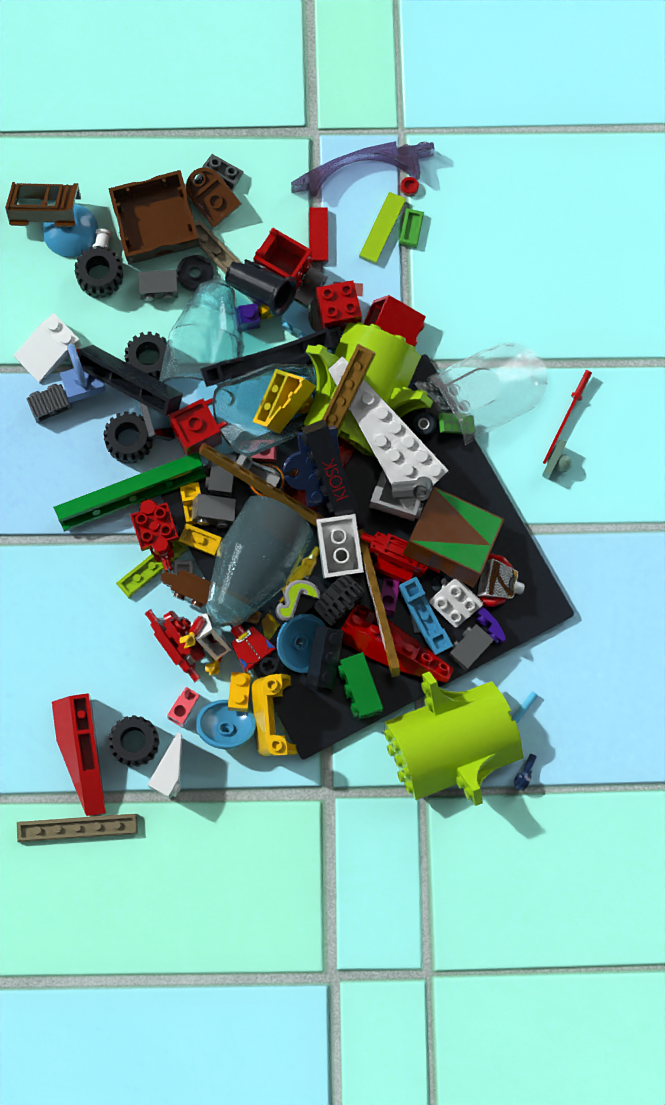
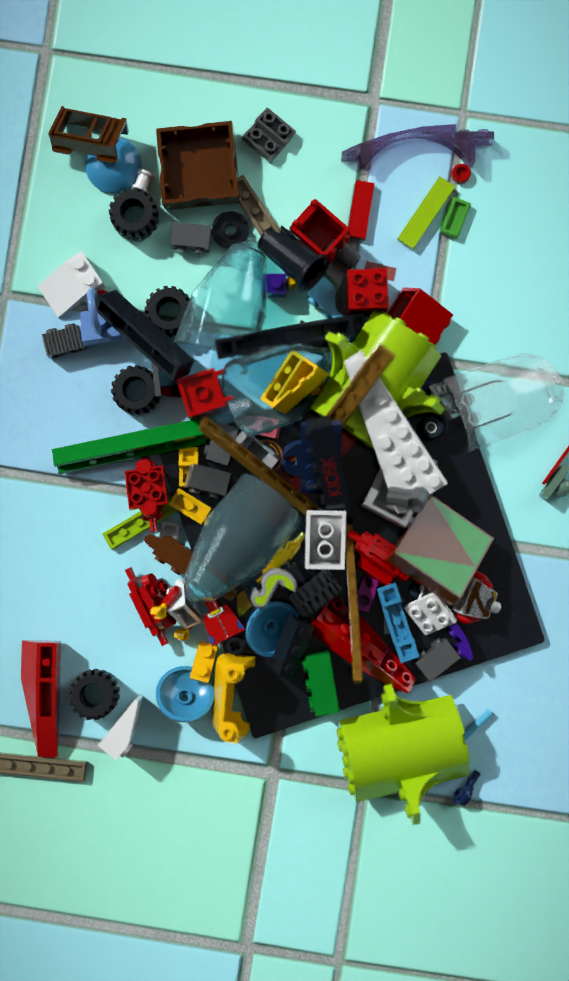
camera: 20 degrees right, 10 degrees up
(183, 707) = (147, 667): coral leg -> none
(213, 196) = (260, 153): reddish brown tile -> none
(449, 423) = (456, 431): bright green tile -> none

